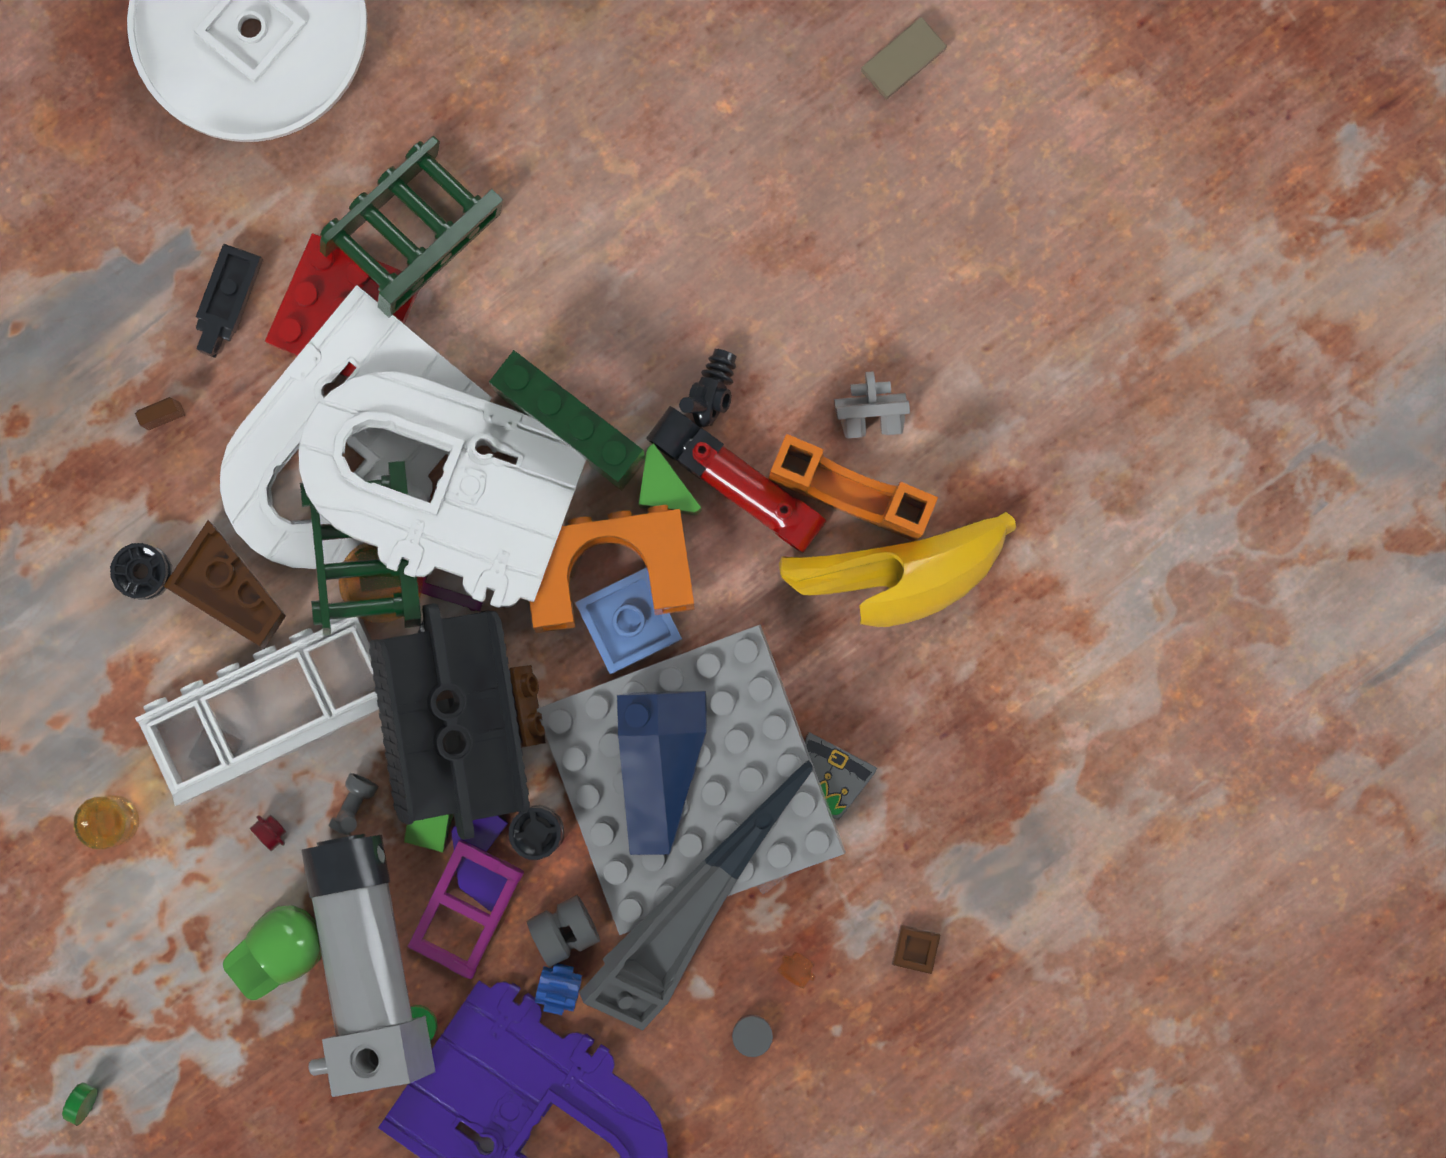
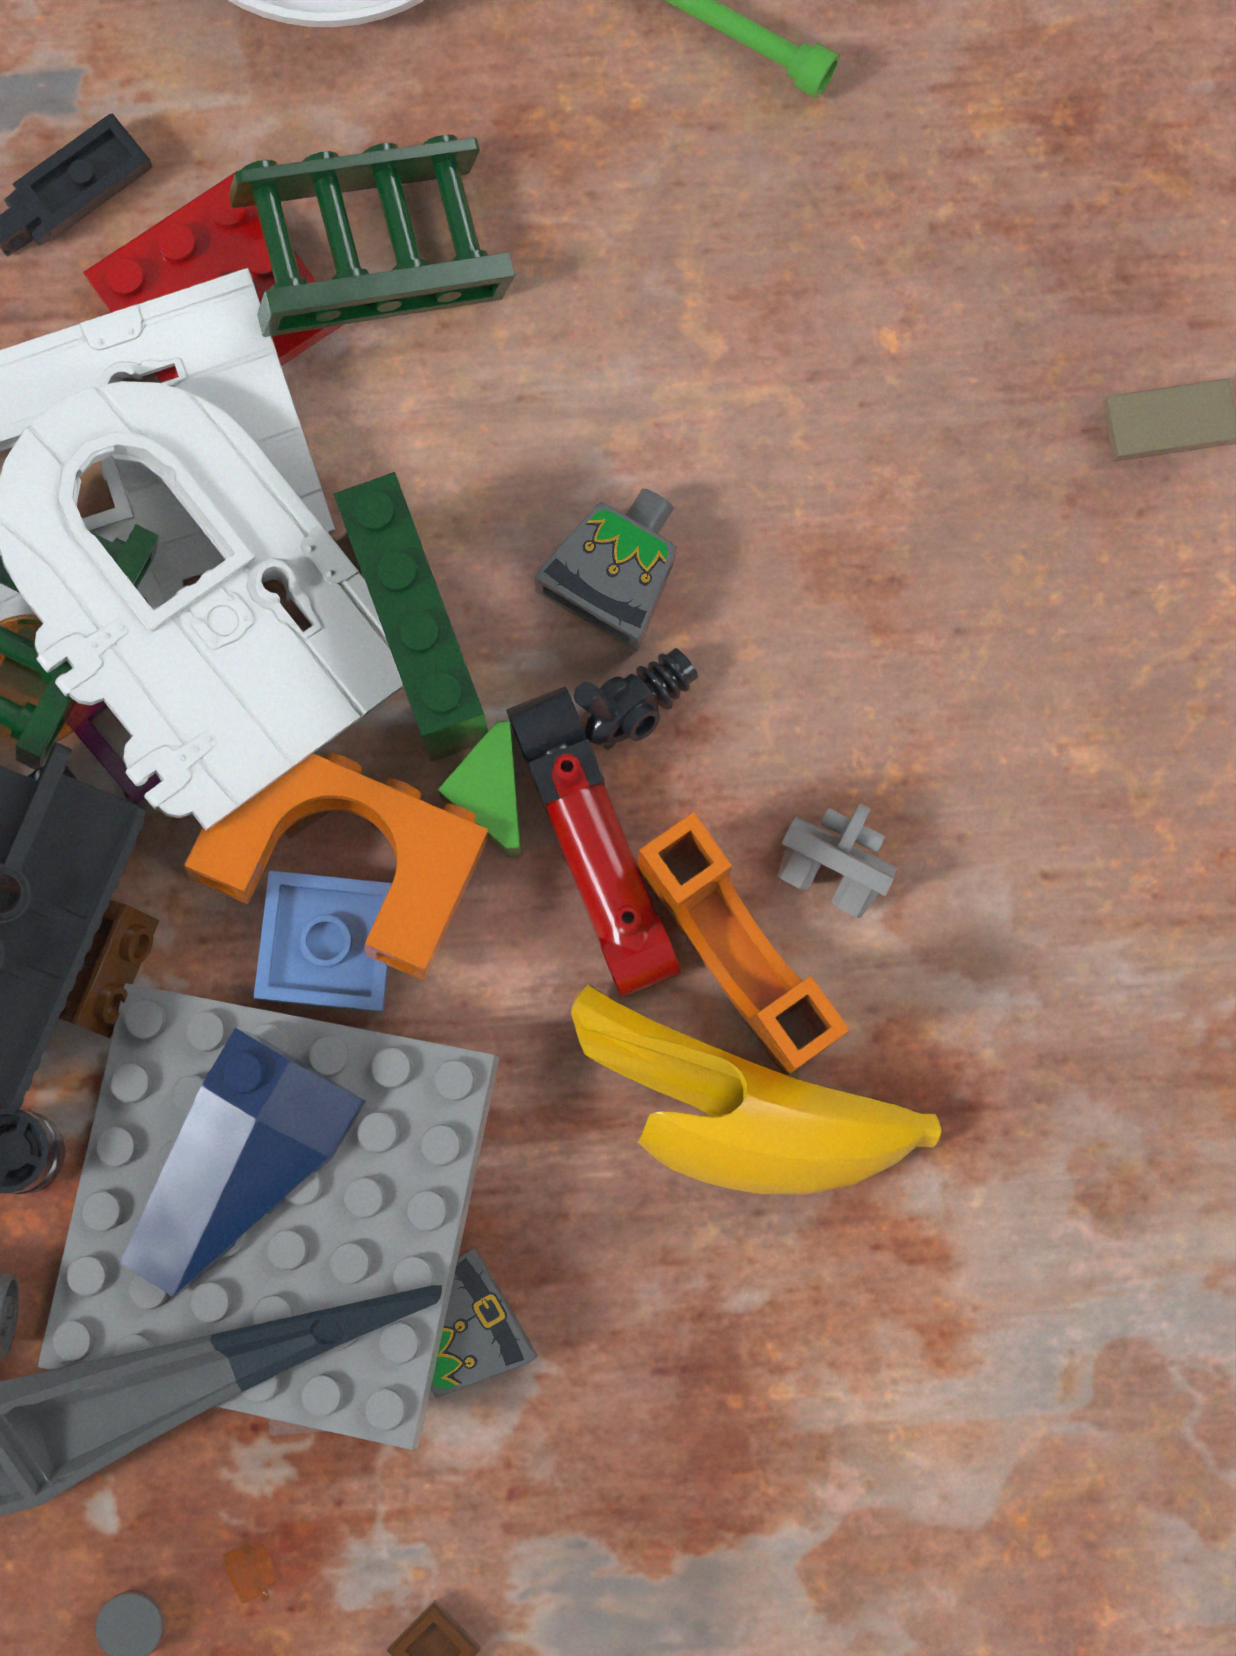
camera: 30 degrees right, 5 degrees down
(655, 326) = (613, 568): none -> dark grey torso

